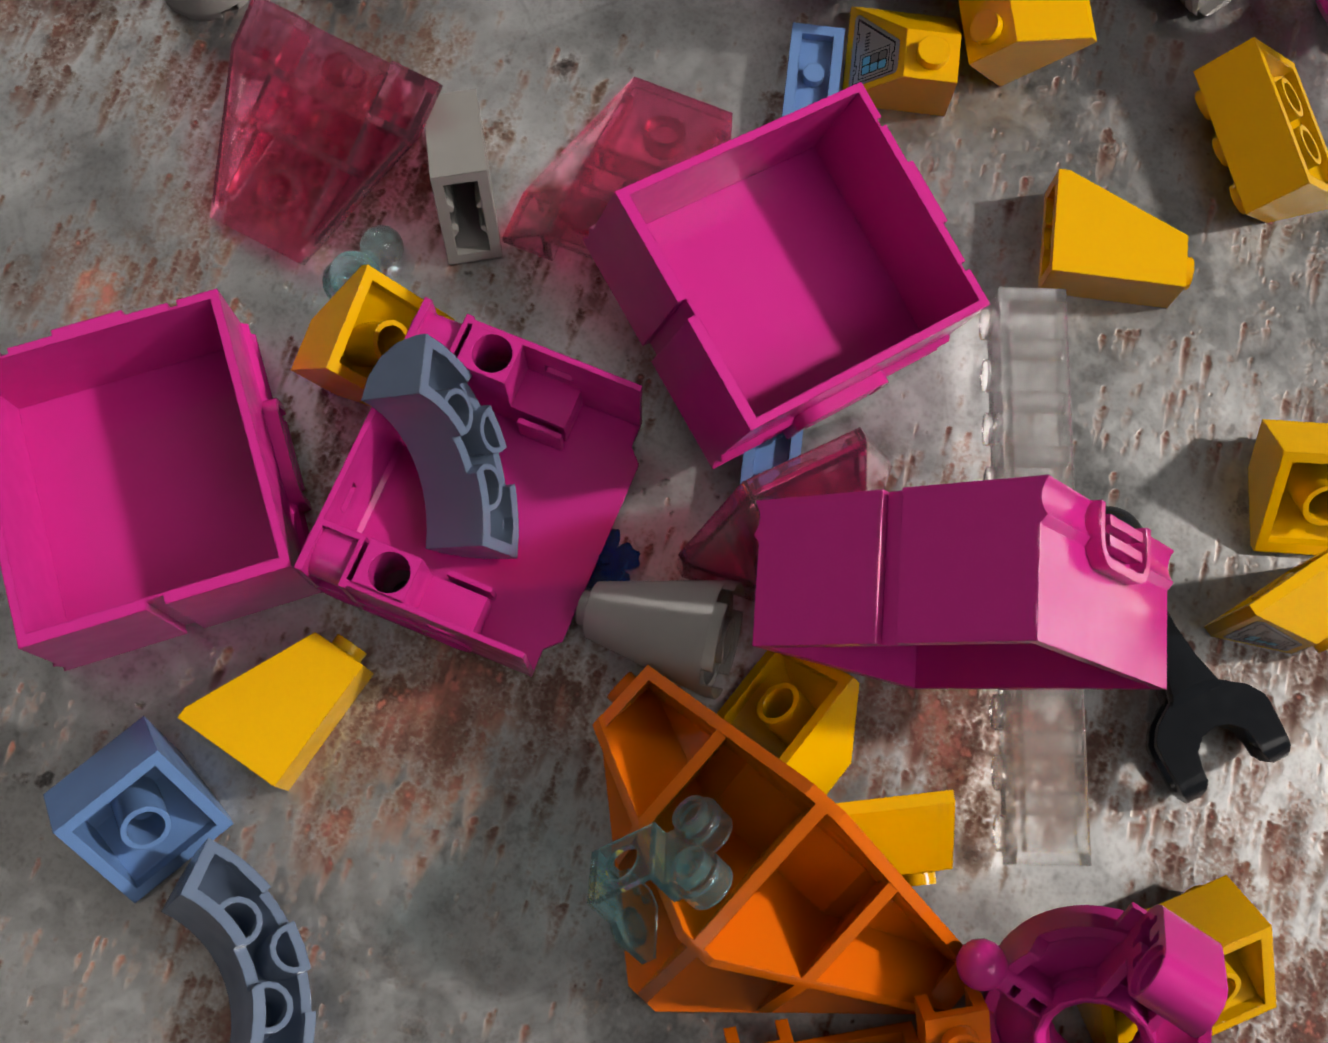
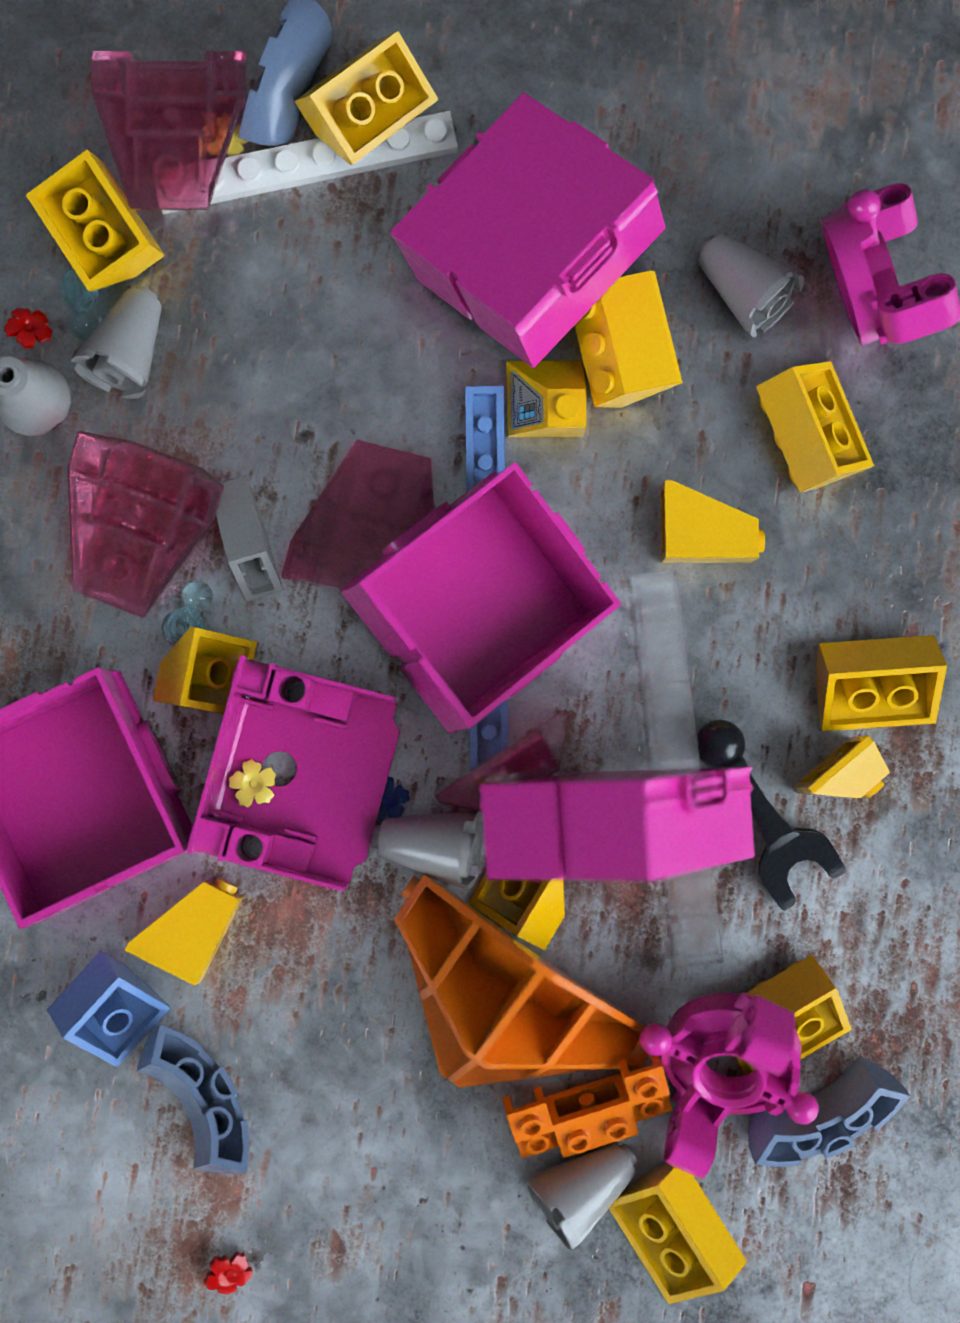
camera: 15 degrees left, 10 degrees up
(405, 508) = (253, 784): none -> light yellow plant
(453, 447) = (276, 752): sand blue brick -> none
(676, 862) = (453, 1010): clear light blue piece -> none
(910, 831) = (596, 958): yellow slope -> none

